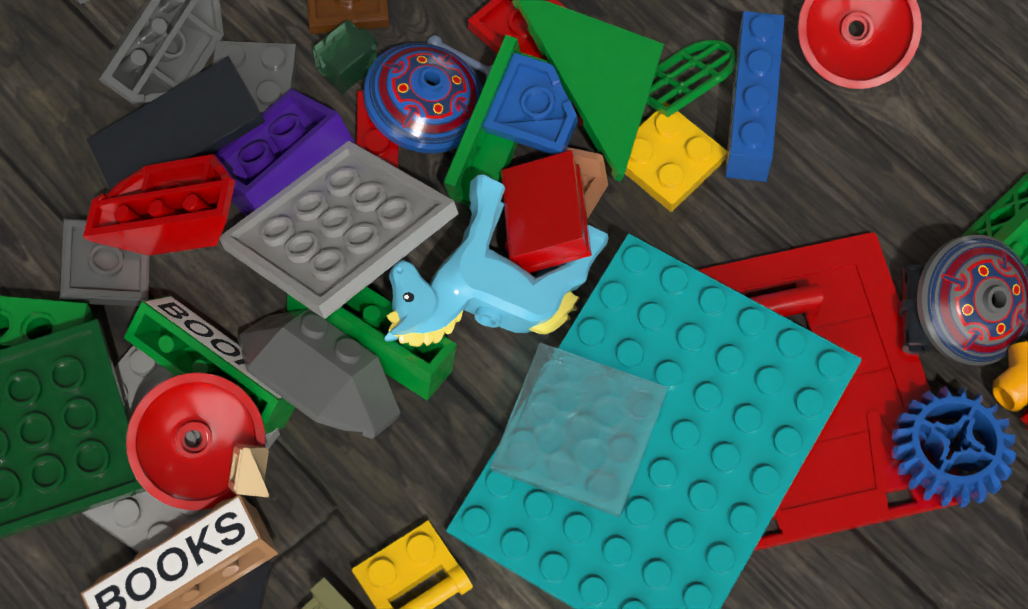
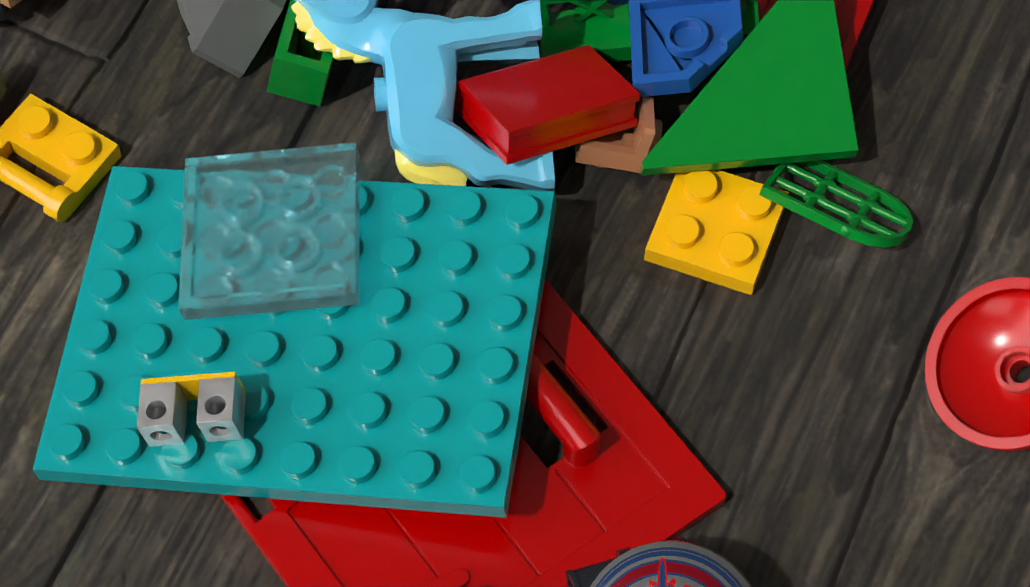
camera: 65 degrees right, 5 degrees down
(699, 515) = (164, 407): none -> flat silver piece
(755, 96) = (847, 283): blue brick -> none

